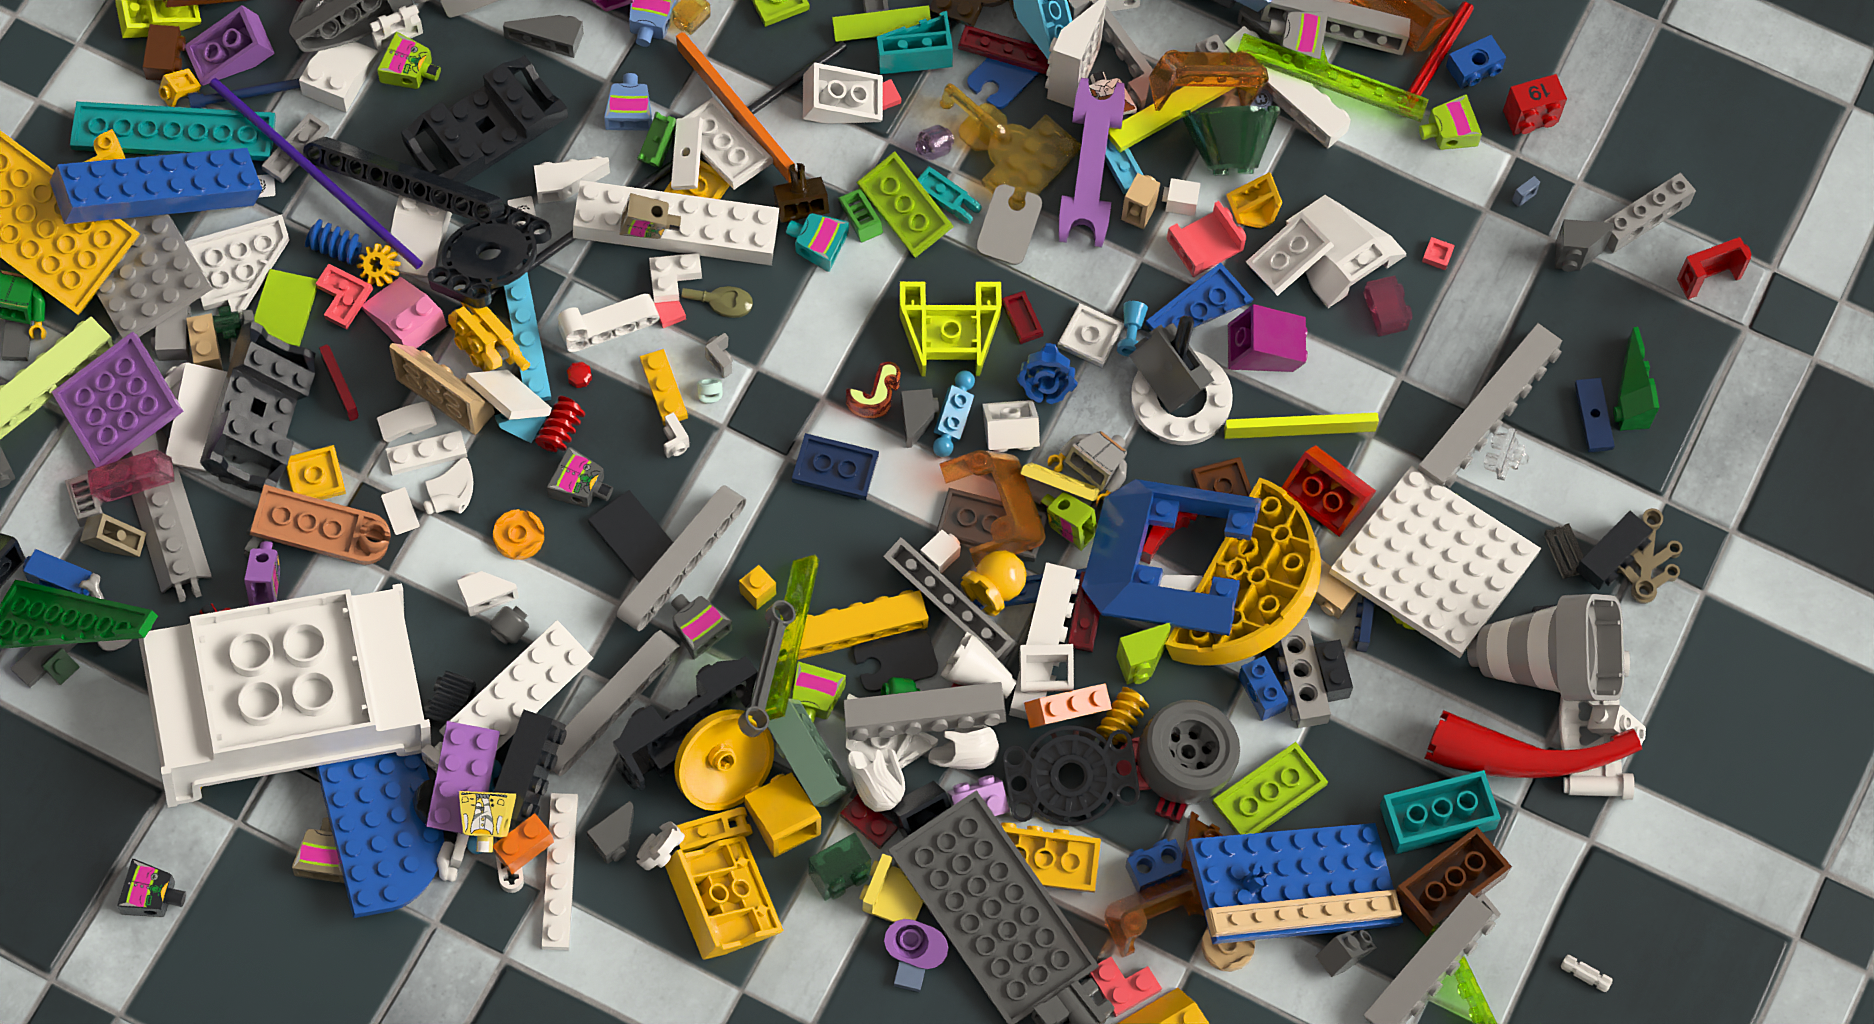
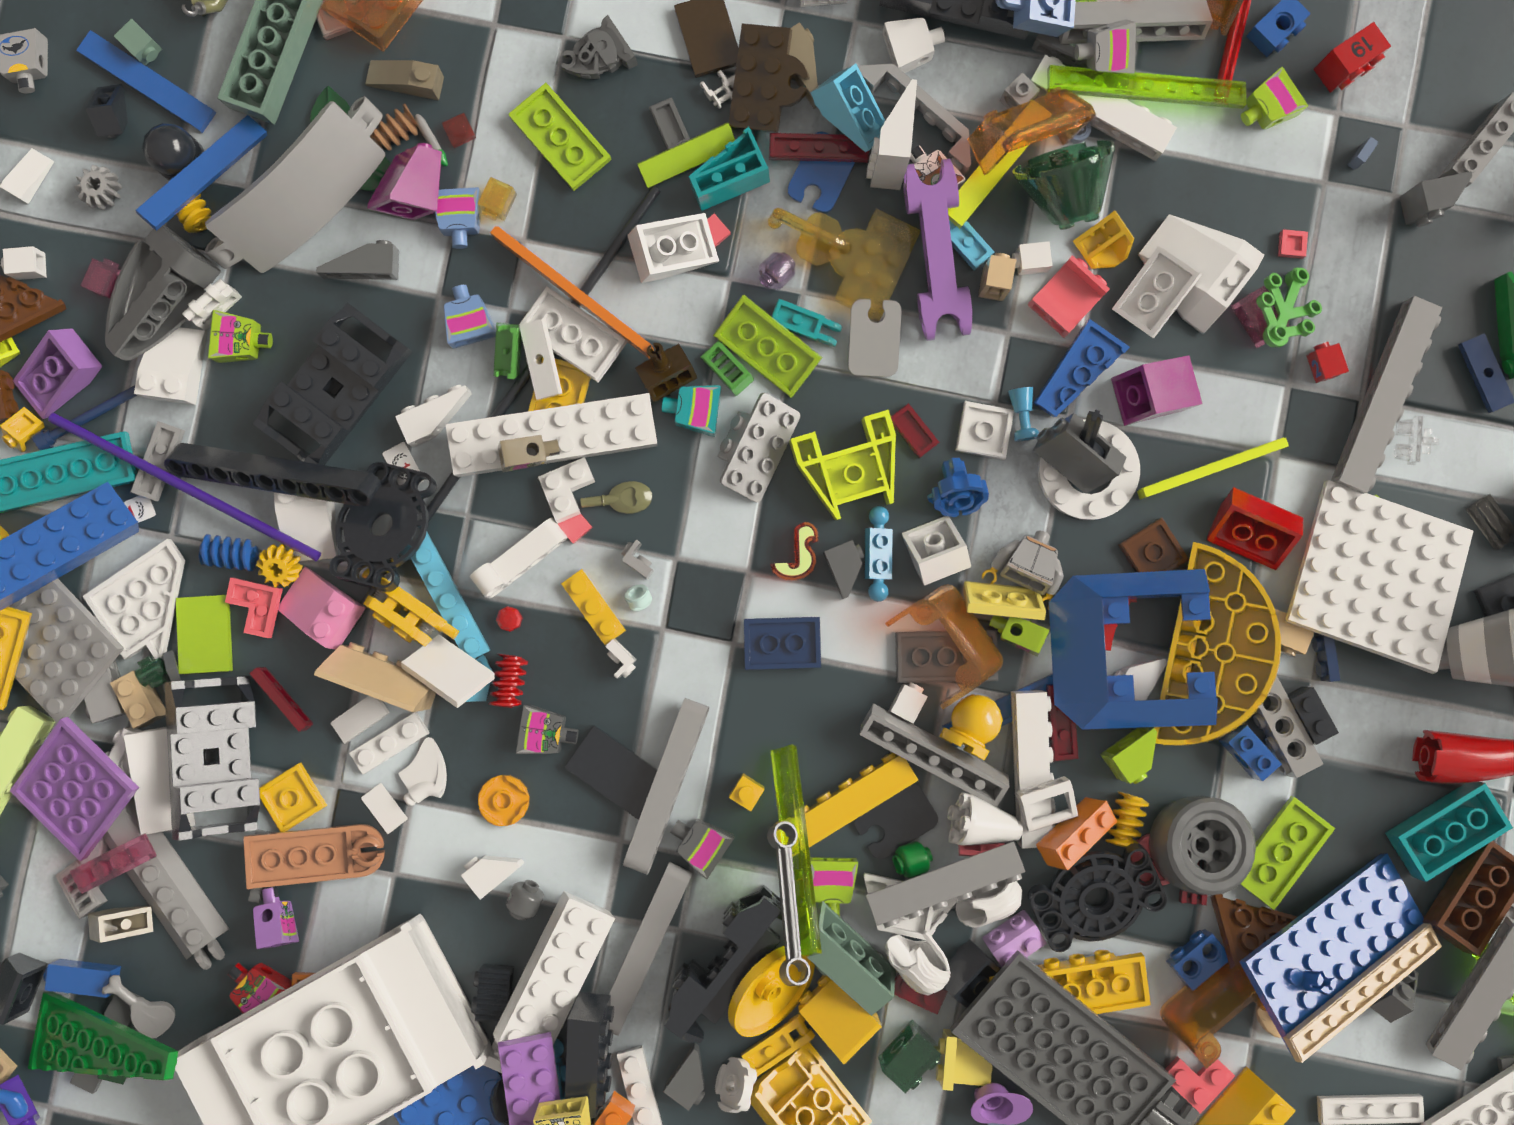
camera: 15 degrees left, 20 degrees up
(867, 287) = (756, 446): none -> light grey bracket
(1393, 316) = (1276, 332): none -> bright green plant
(1440, 363) = (1327, 362): none -> red brick

